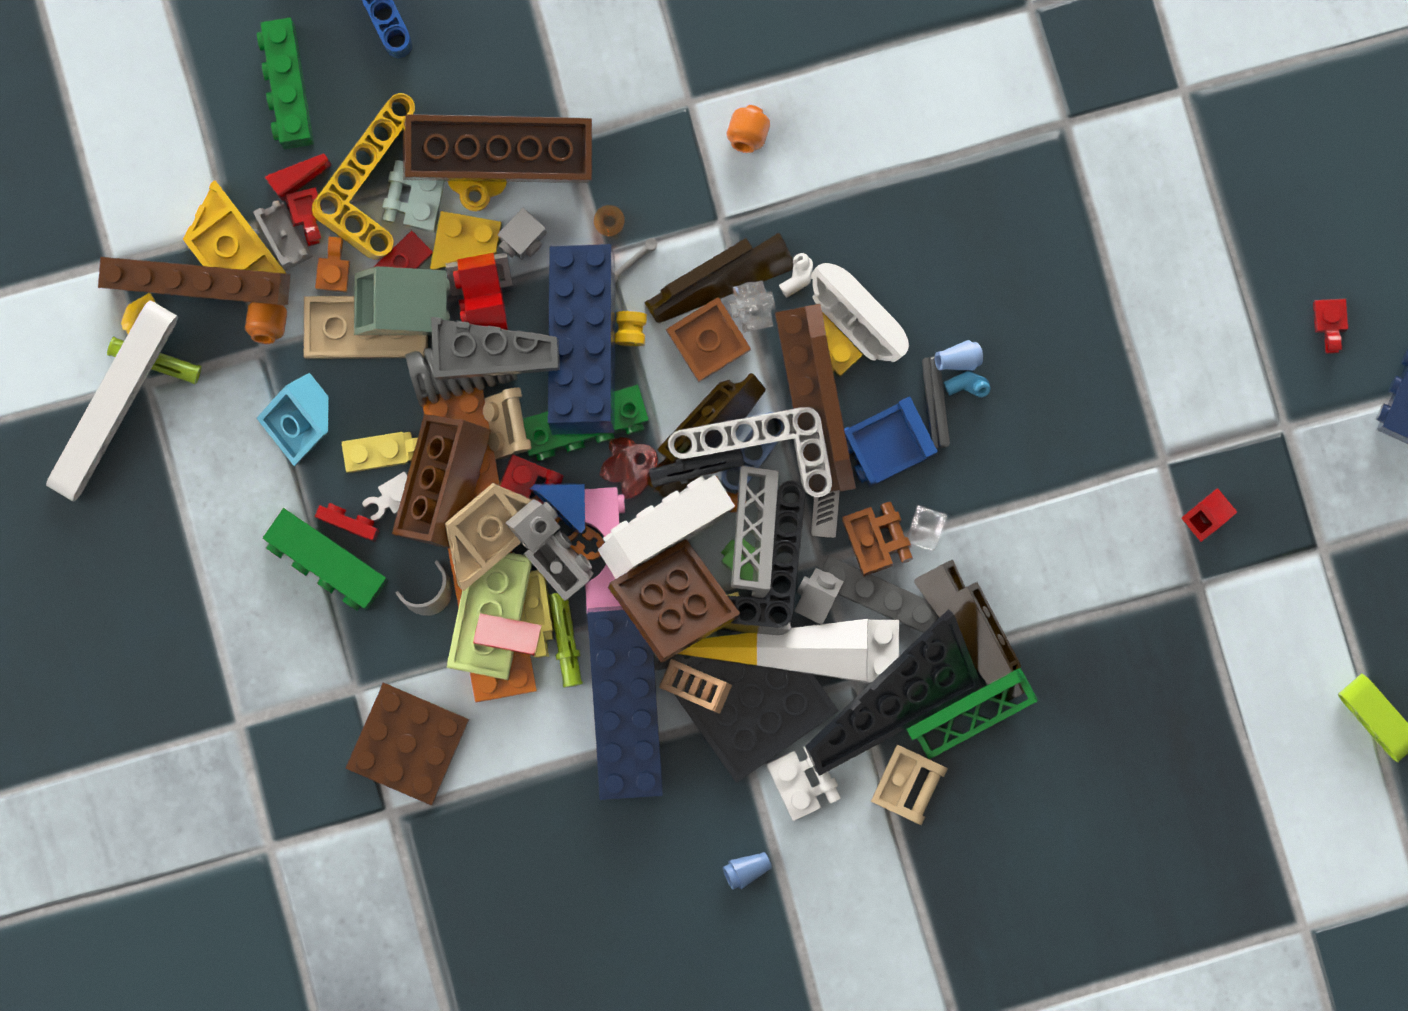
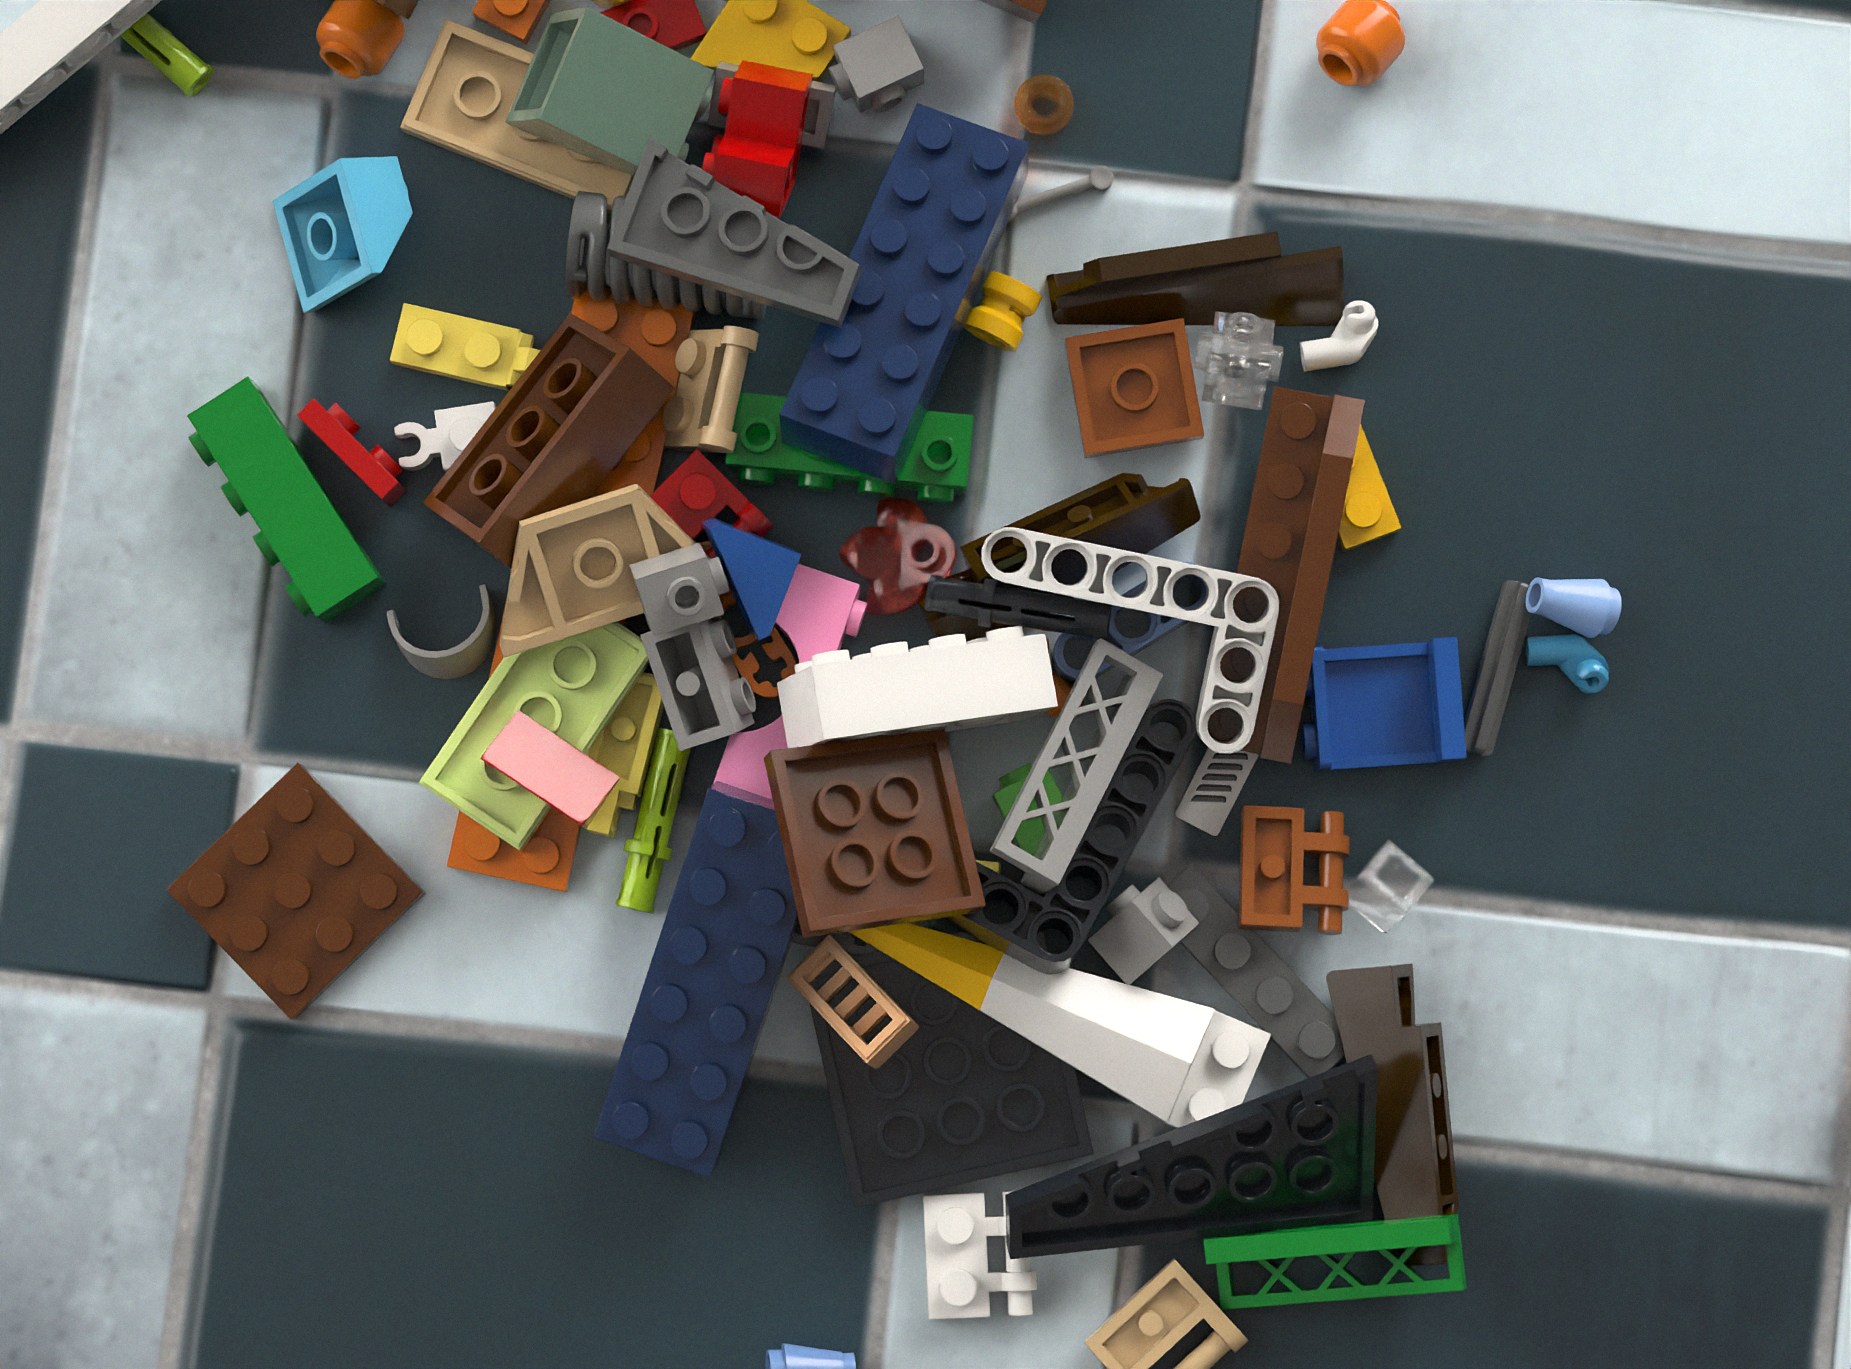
camera: 25 degrees right, 0 degrees up
(858, 314) = (1422, 452): white brick -> none

